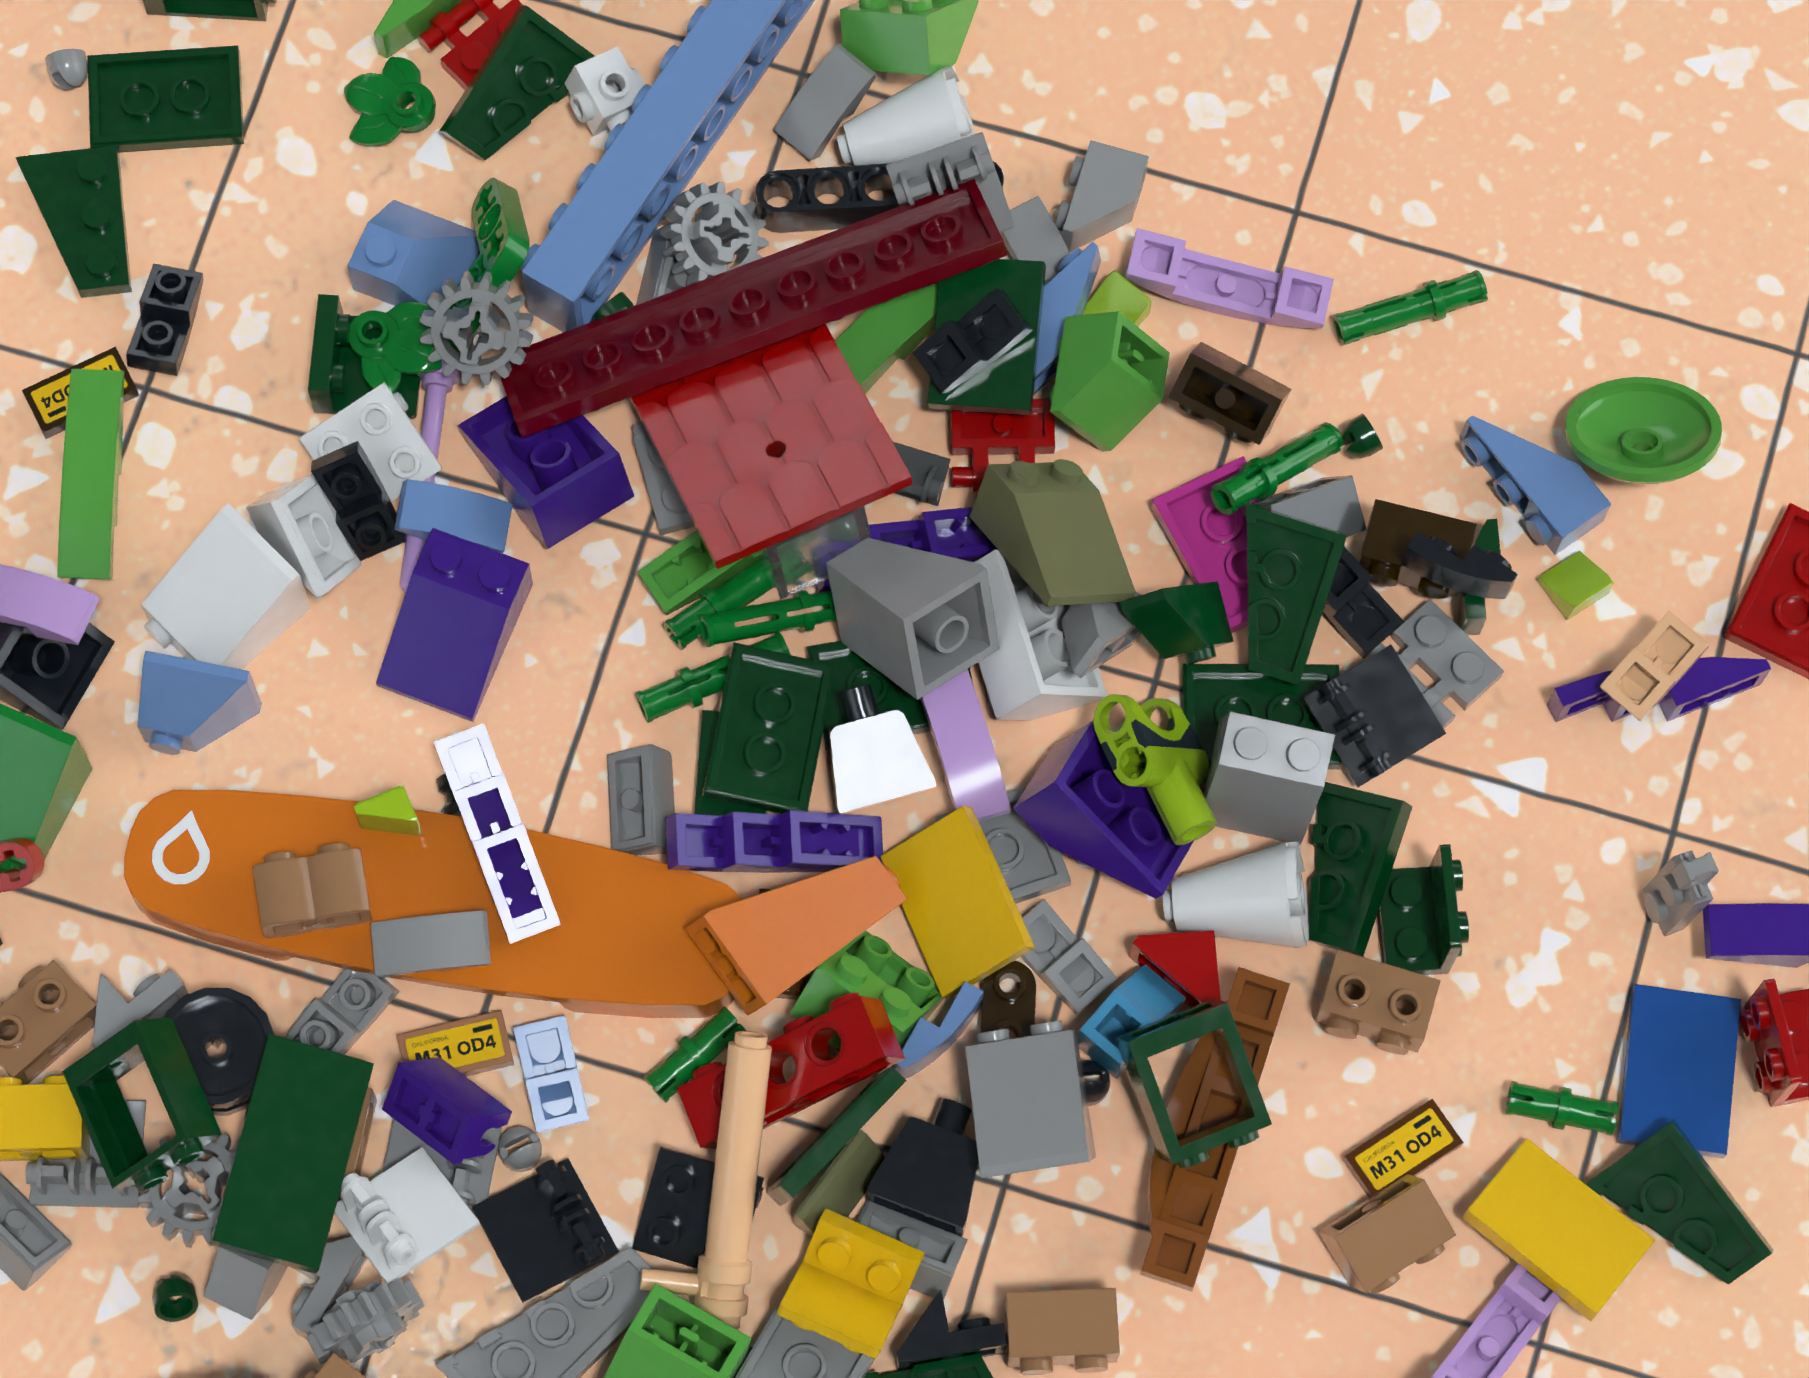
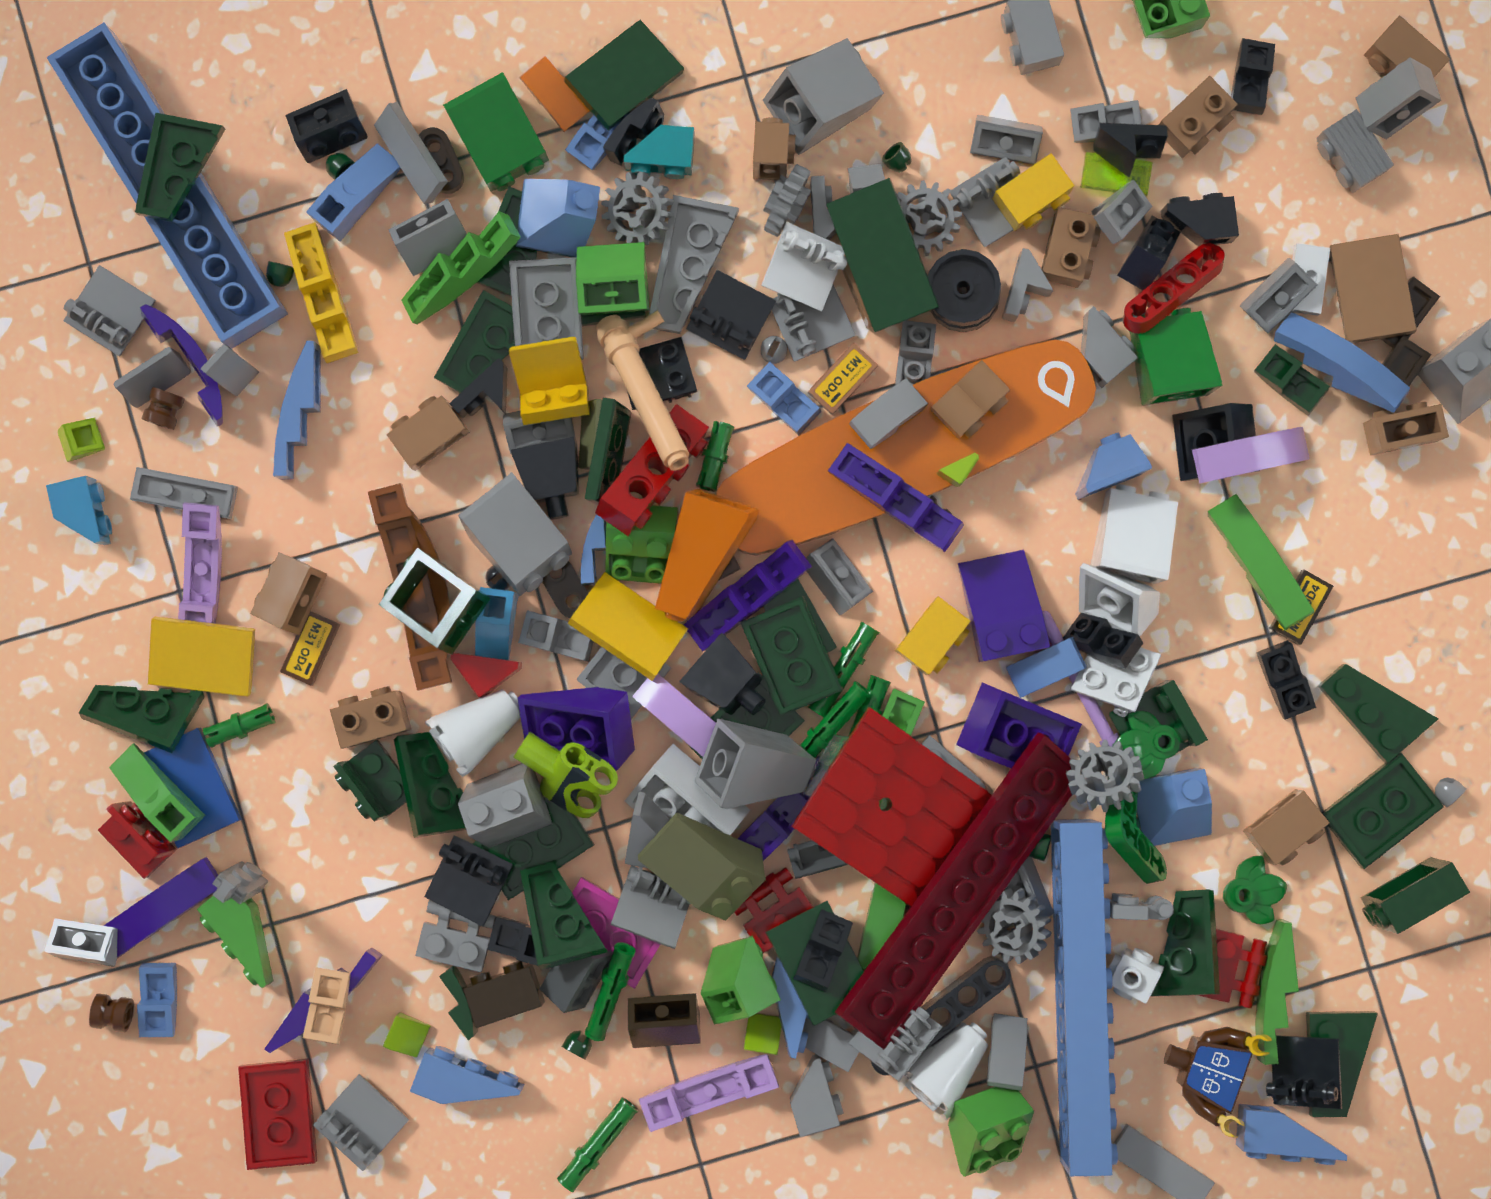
camera: 155 degrees right, 15 degrees up
(91, 863) = (1104, 348): none -> light grey slope
(108, 1118) = (985, 211): dark green window -> none
(296, 147) = (1287, 828): none -> medium nougat brick
(444, 1108) = (821, 335): dark purple hinge -> none
(547, 155) = (1130, 908): none -> light grey plate
(570, 644) = (933, 636): none -> yellow brick
(1161, 533) = (650, 908): none -> light grey hinge
(1182, 620) = (605, 865): dark green slope -> none
(1478, 574) = (456, 994): black slope -> none
(1643, 430) = (419, 1164): bright green dish -> none
(1701, 517) = (361, 1122): none -> light grey hinge
(1725, 831) = (241, 935): none -> bright green slope
(1726, 1076) = (156, 794): none -> bright green slope

